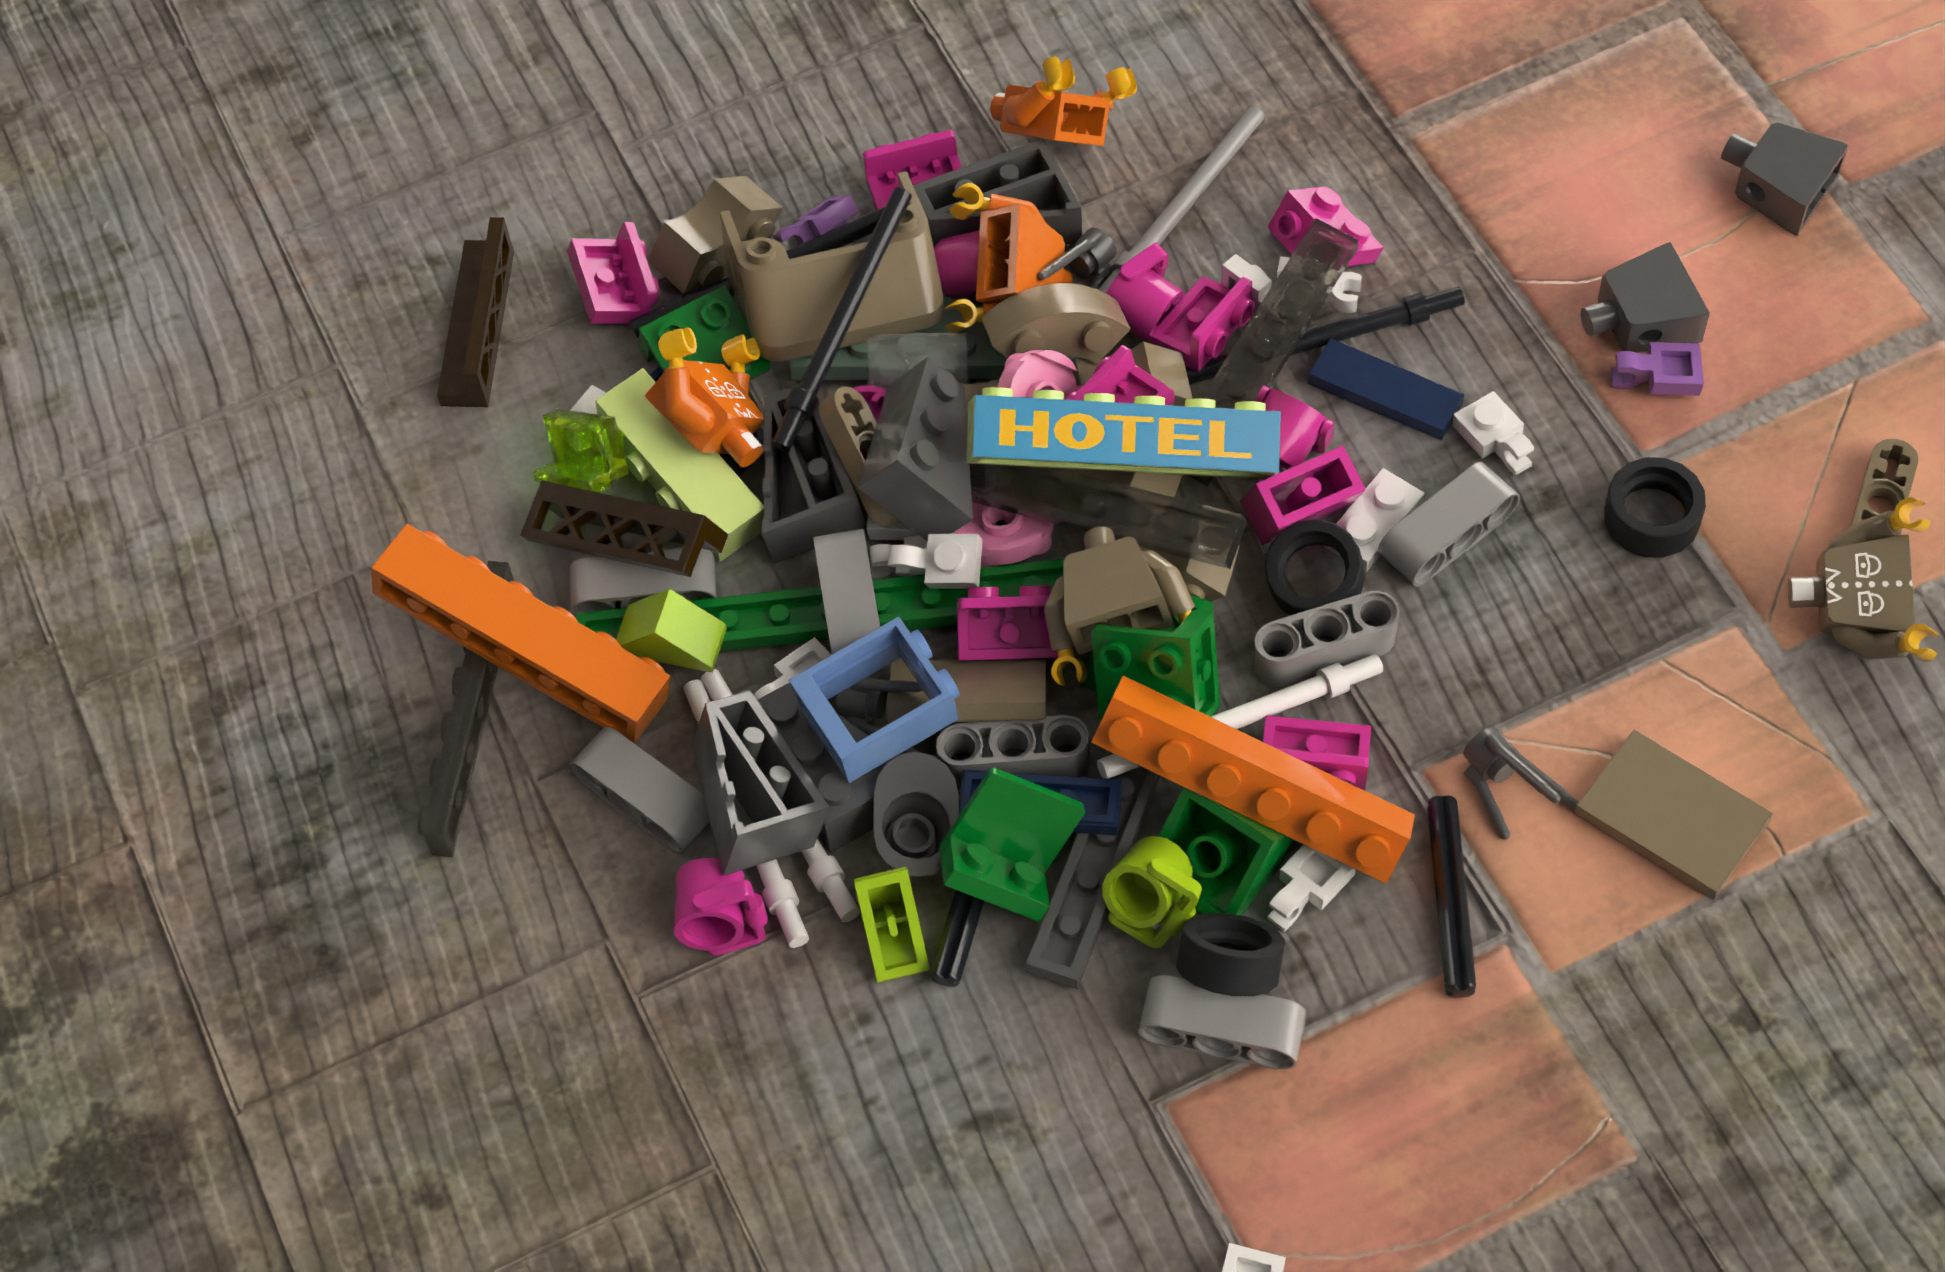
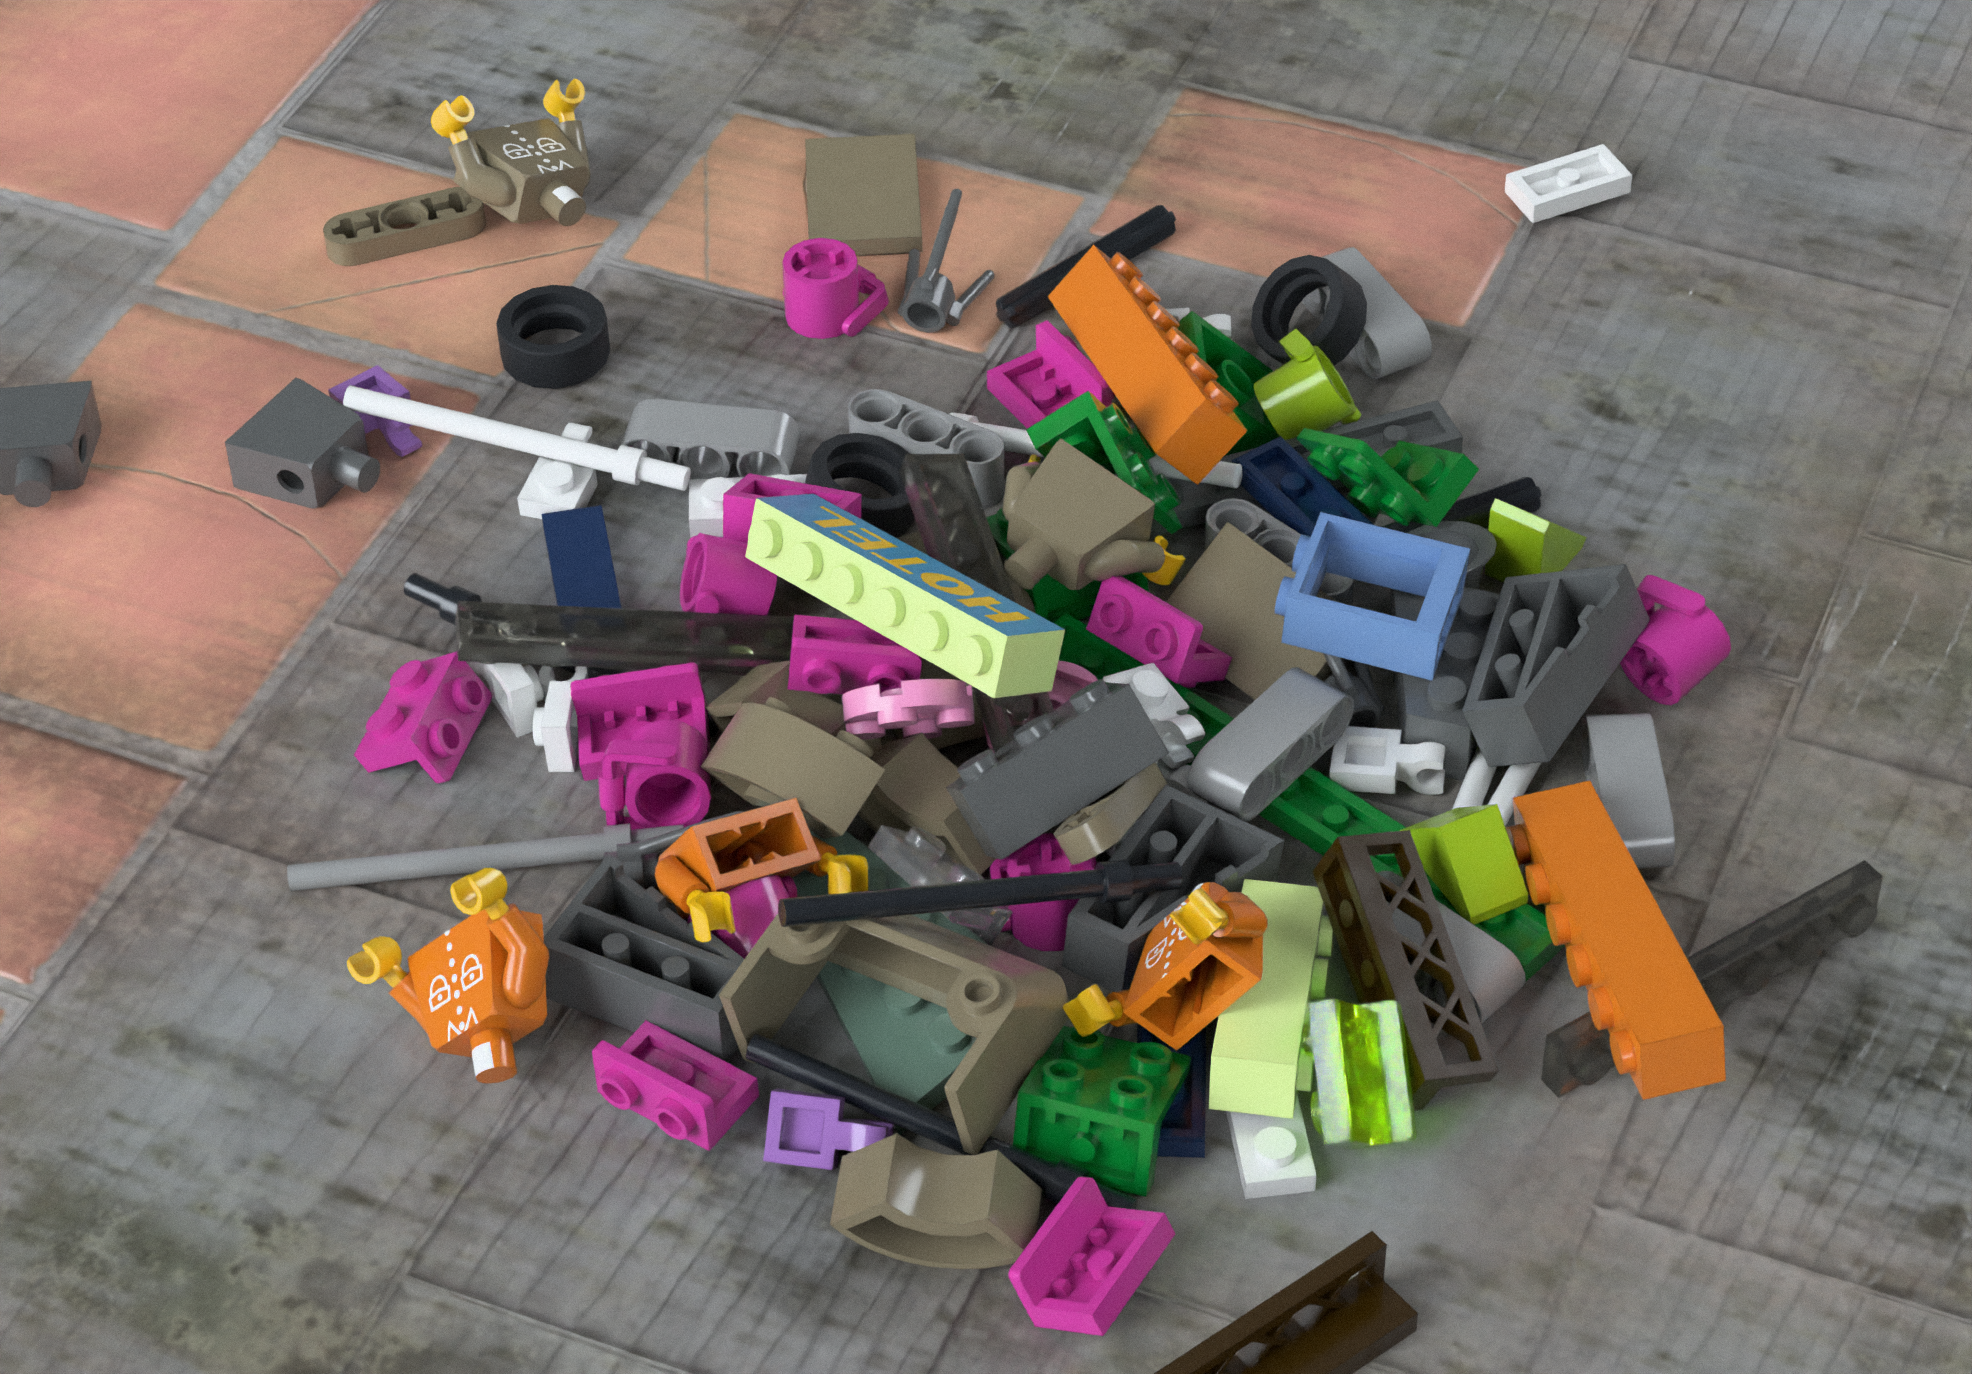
camera: 135 degrees left, 15 degrees down
(1464, 453) = (625, 464): none -> white bar
(1559, 697) = (824, 289): none -> dark pink piece

